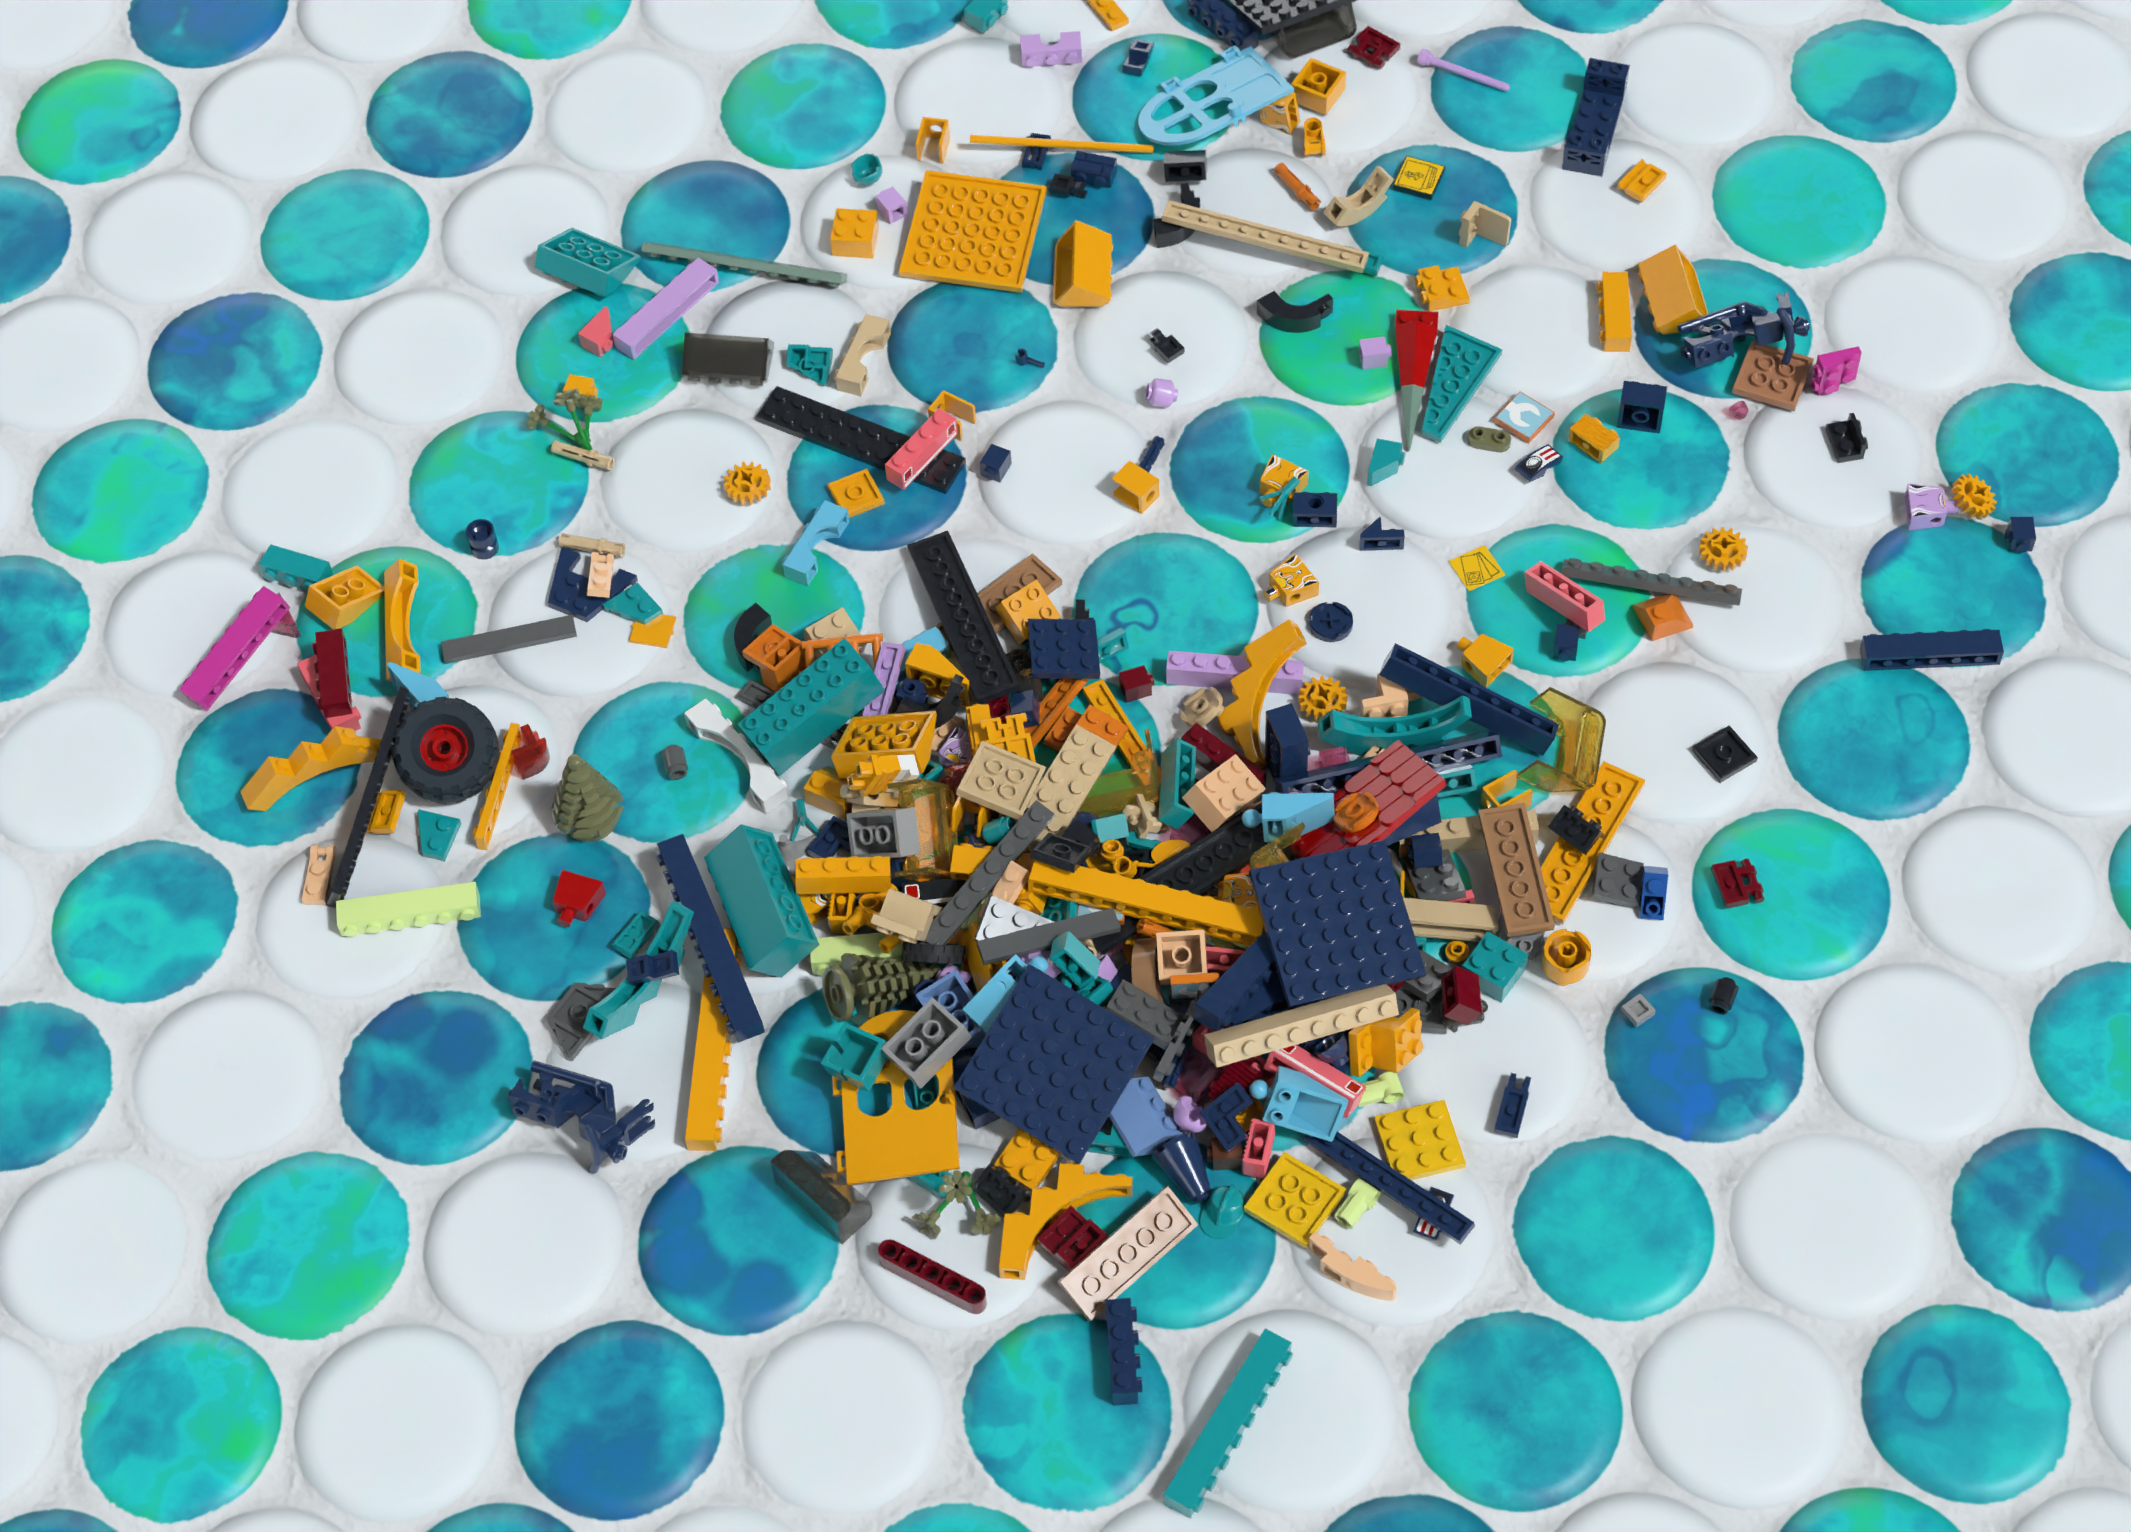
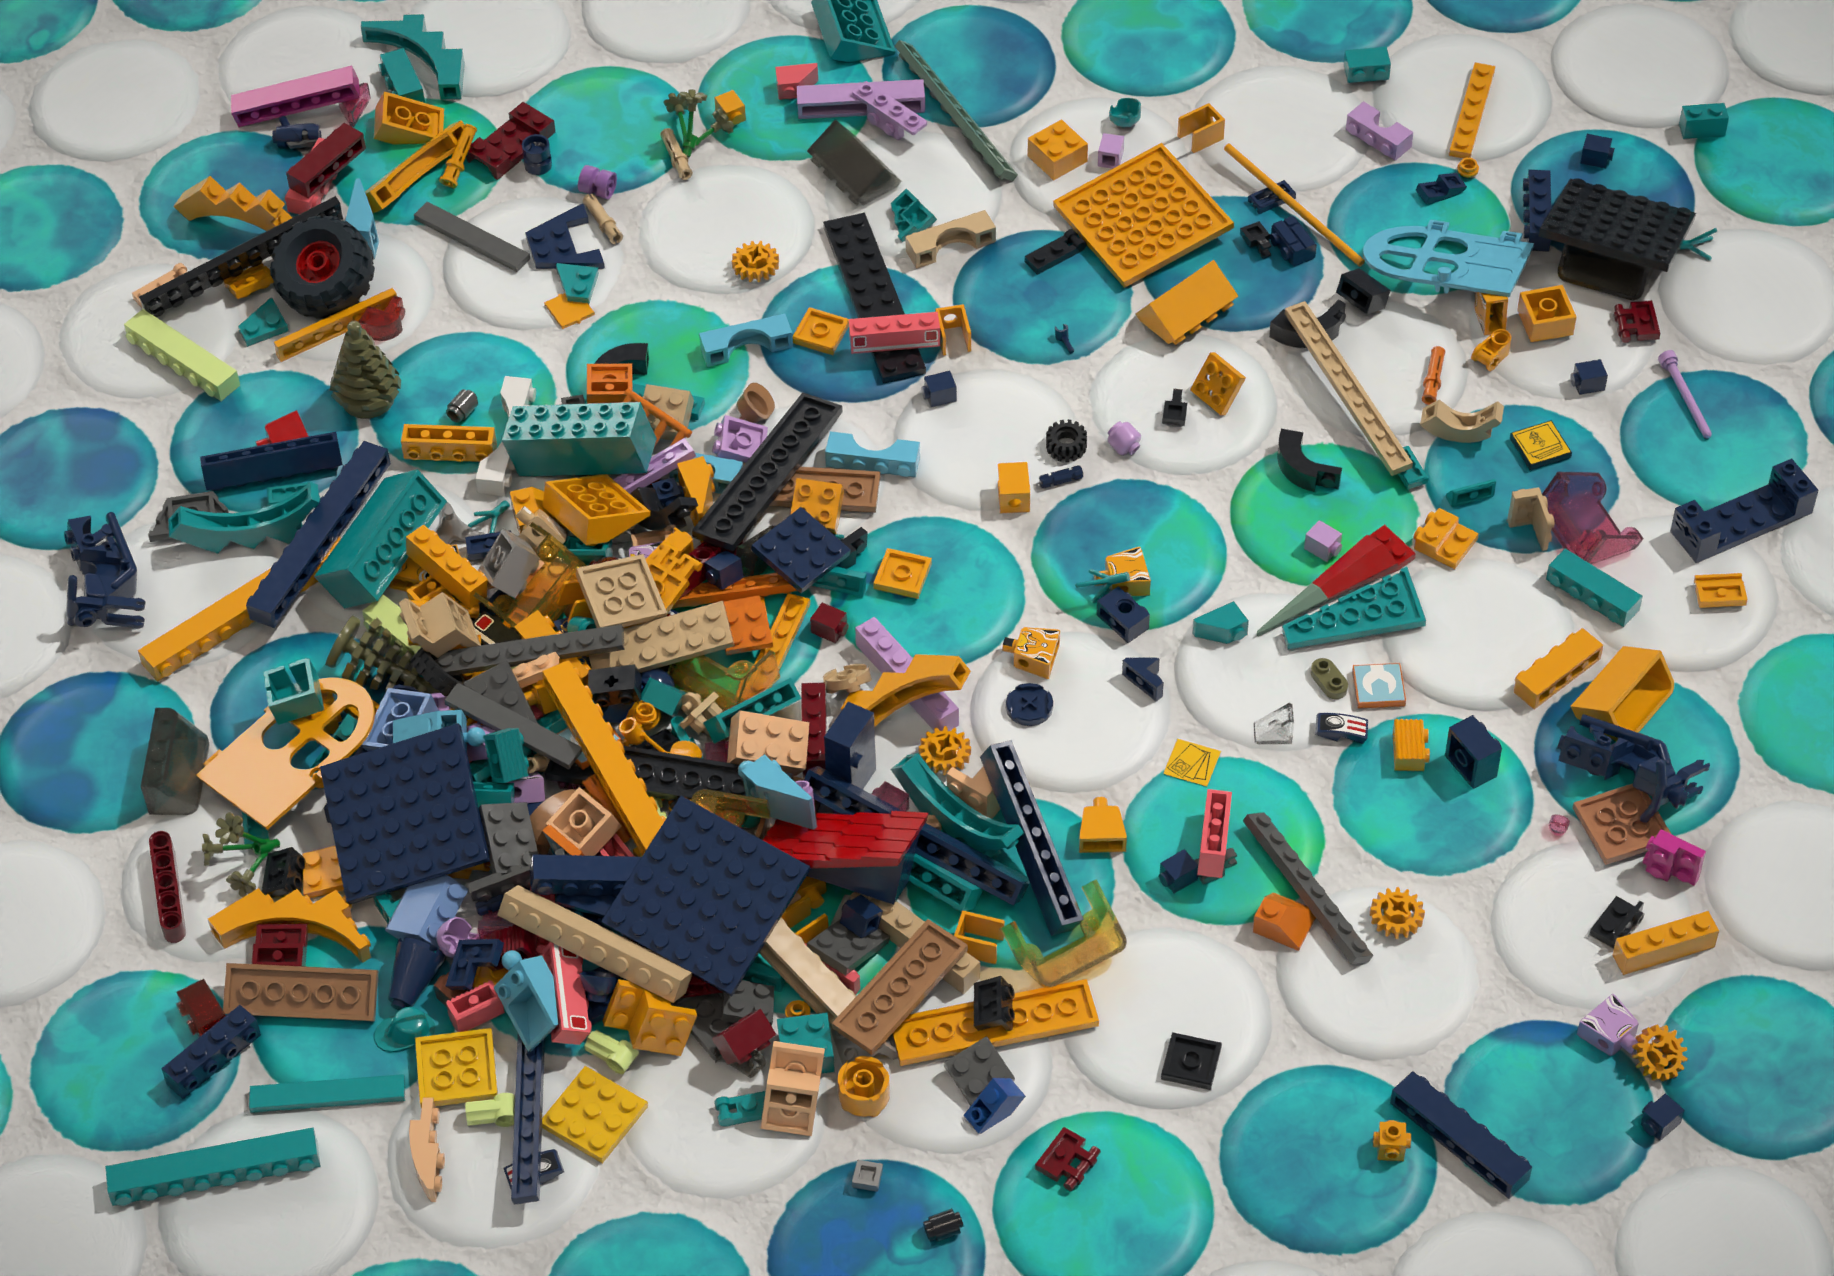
camera: 45 degrees right, 5 degrees down
(269, 678) = (296, 135): none -> dark blue piece
(283, 528) = (428, 46): none -> teal arch
(430, 596) = (455, 164): none -> light orange pin
(443, 544) = (504, 146): none -> dark red piece
(555, 521) = (596, 181): none -> medium lavender wheel
(592, 922) = (271, 461): none -> dark blue brick
(600, 575) = (578, 241): light nougat plate -> none
(652, 968) = (256, 518): dark blue slope -> none
(703, 302) = (887, 112): none -> lavender bracket
(706, 795) = (447, 442): none -> light orange brick
(877, 772) = (546, 514): light orange hips -> none
(885, 583) = (755, 403): none -> medium nougat piece
(908, 615) = (737, 438): none -> lavender plate
(926, 1043) = (341, 720): light grey brick -> none
(943, 306) = (1055, 252): none -> black plate
(990, 560) = (898, 459): none -> medium azure arch
(1061, 852) = (588, 674): black tile -> none
(1075, 1332) = (199, 1006): none -> clear red brick
(1124, 436) = (1064, 450): none -> black tyre
(1137, 608) = (902, 573): none -> light orange plate
(1138, 29) = (1468, 167): none -> light orange plate
(1177, 296) = (1223, 386): none -> light orange plate
(1231, 1301) = (327, 1093): none -> teal tile
(1356, 812) = (827, 833): orange tile -> none
(1394, 107) = (1589, 377): none -> dark blue brick
(1418, 244) = (1471, 493): none -> teal slope
(1503, 496) = (1275, 727): none -> clear slope
(1510, 1038) = (748, 1108): none -> teal plate
(1512, 1108) = (688, 1152): dark blue hinge -> none
(1528, 211) = (1581, 519): none -> clear pink windscreen
(1531, 999) = (792, 1088): none -> light nougat bracket
(1570, 242) = (1594, 587): none -> teal brick
(1891, 427) = (1665, 942): none -> light orange brick
(1901, 690) = (1391, 1140): none -> light orange brick

